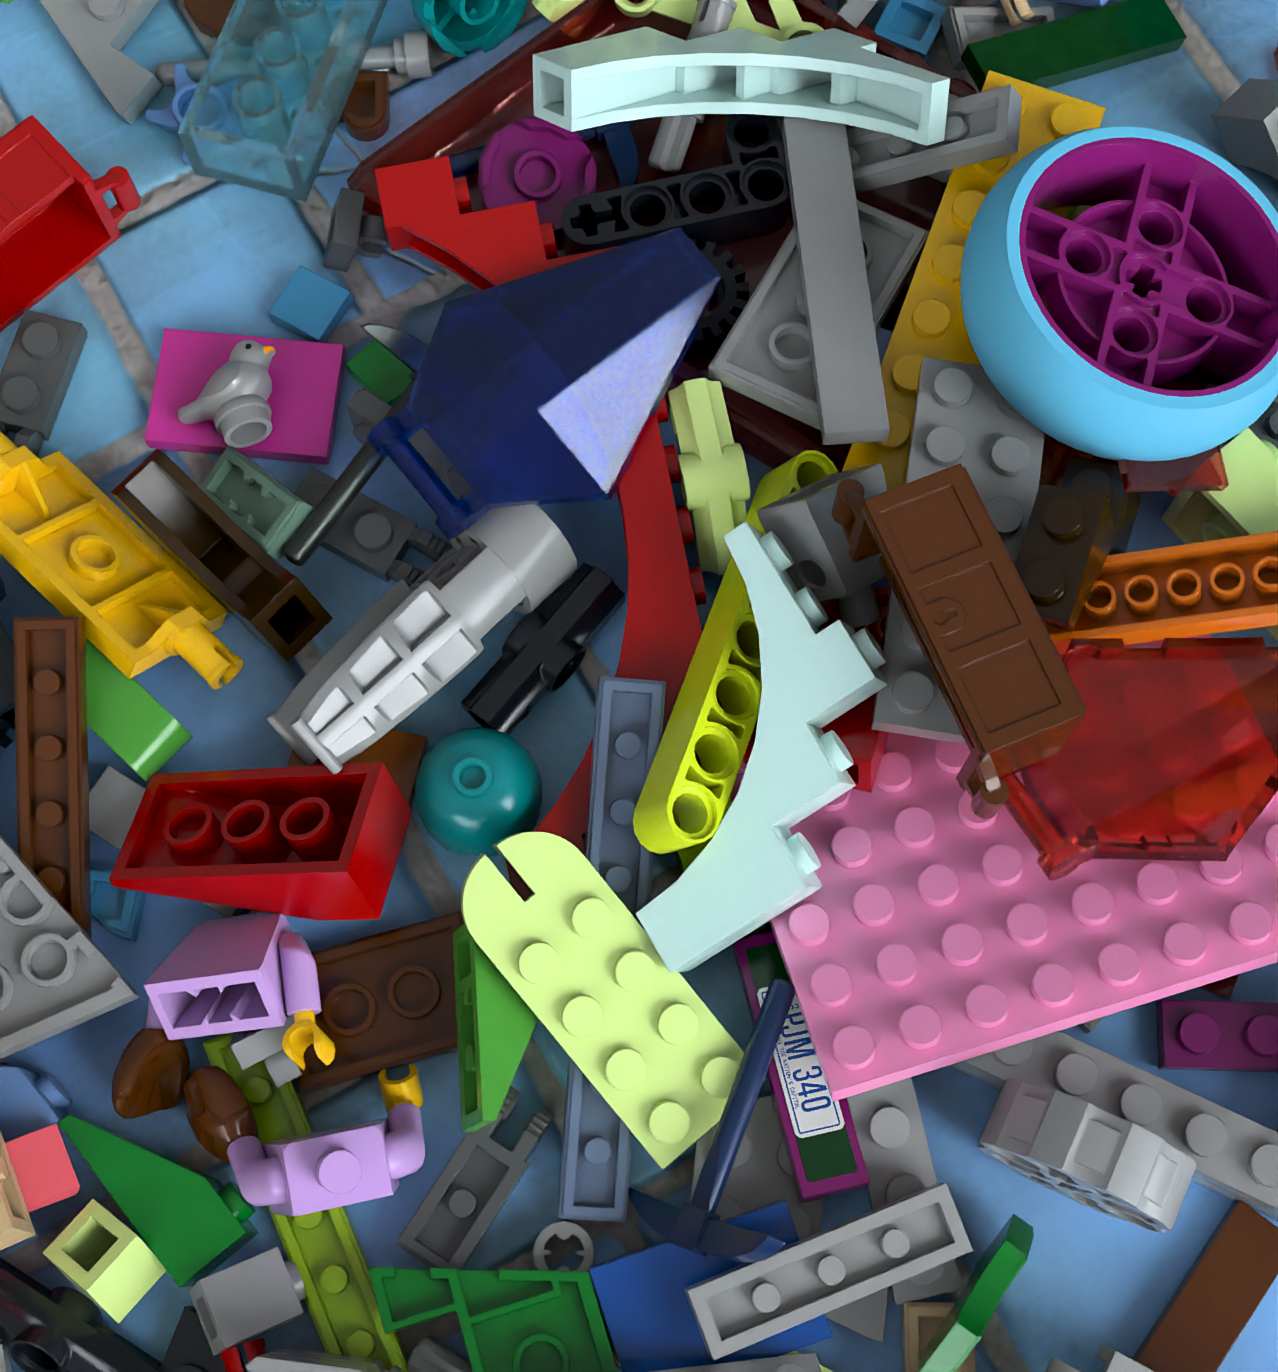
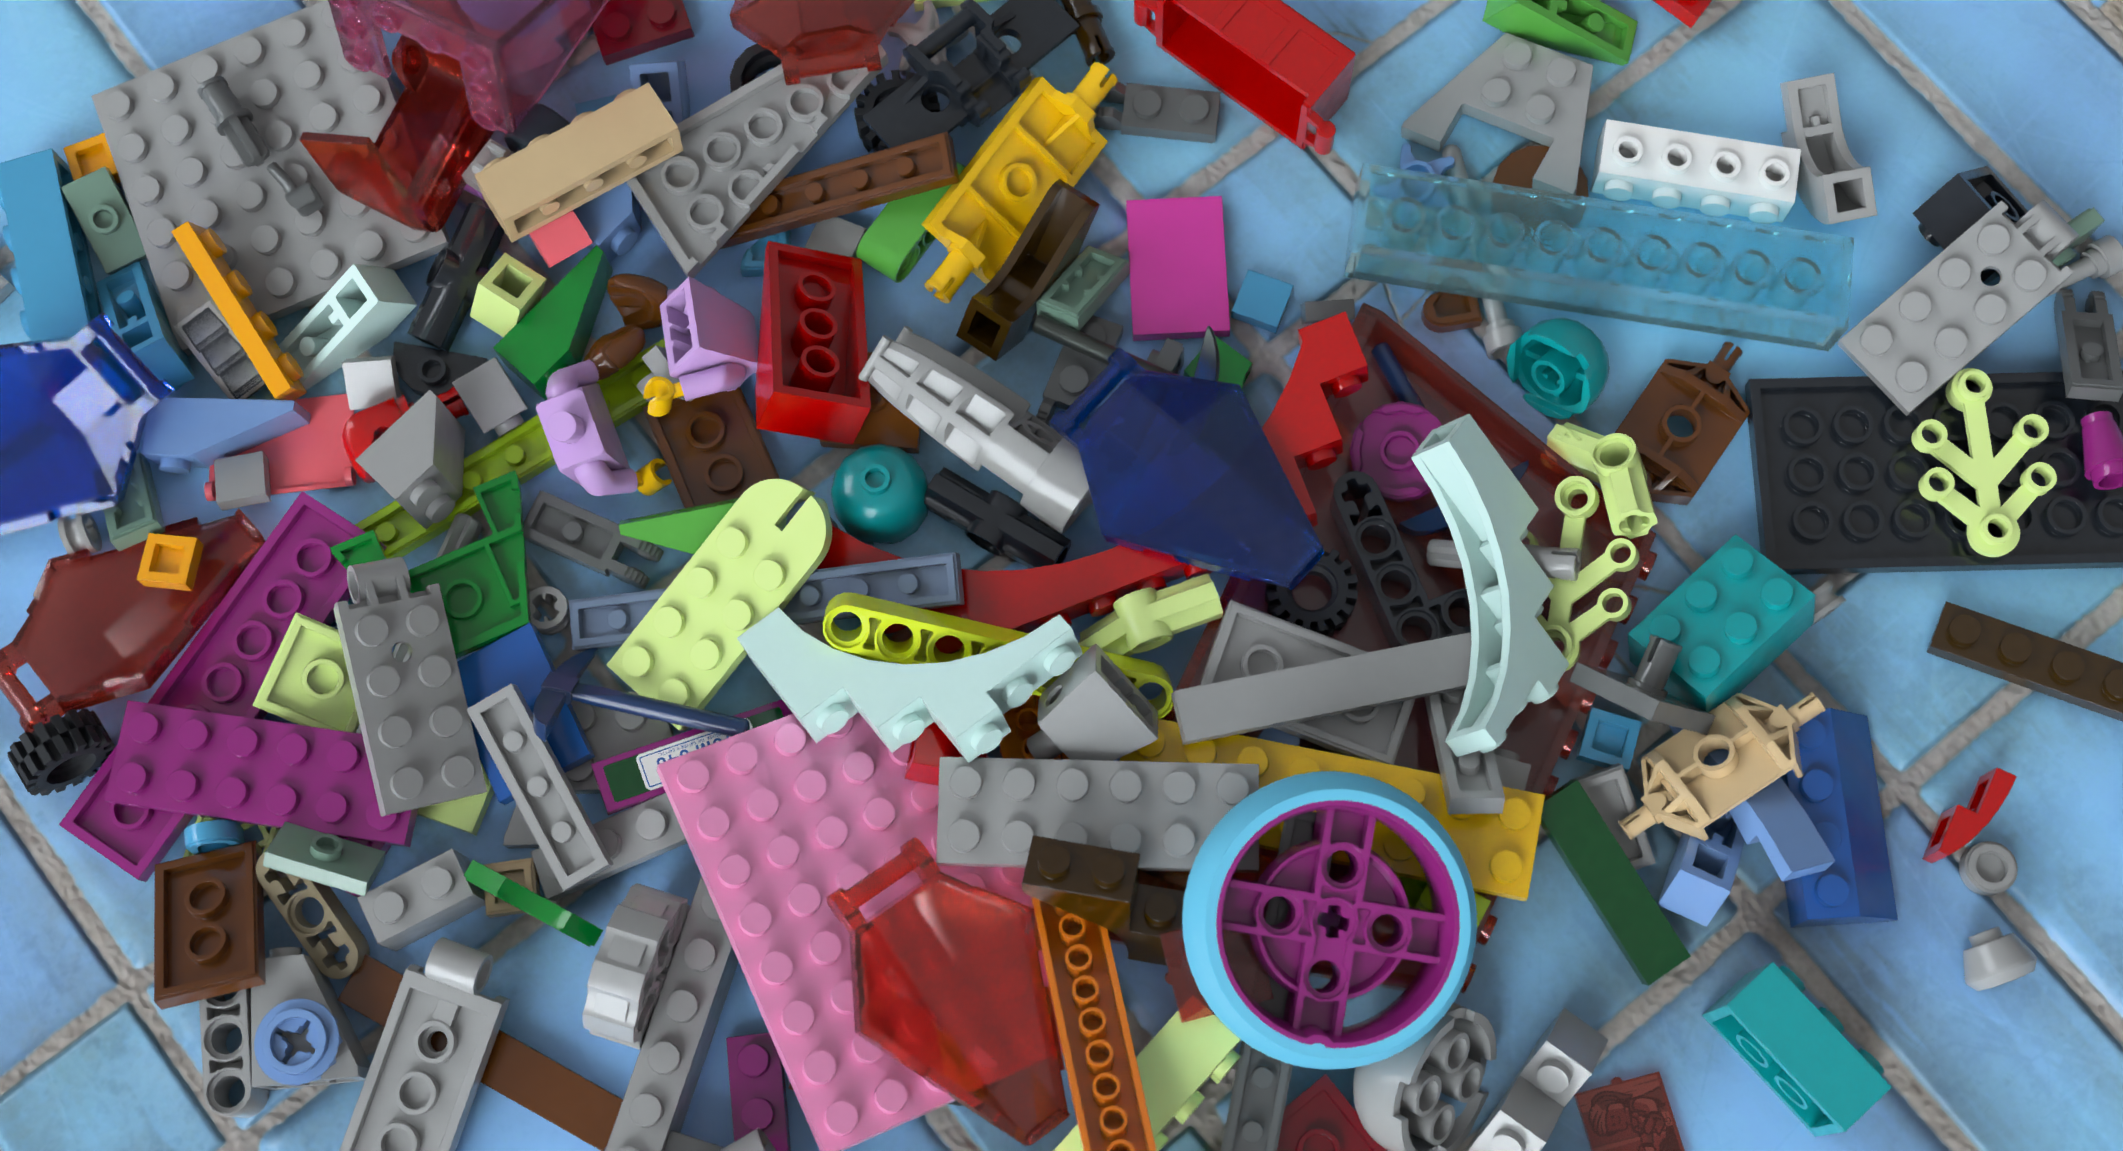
camera: 85 degrees right, 0 degrees up
(237, 397) = (1164, 258): light grey animal -> none
(969, 622) = (999, 795): reddish brown container -> none

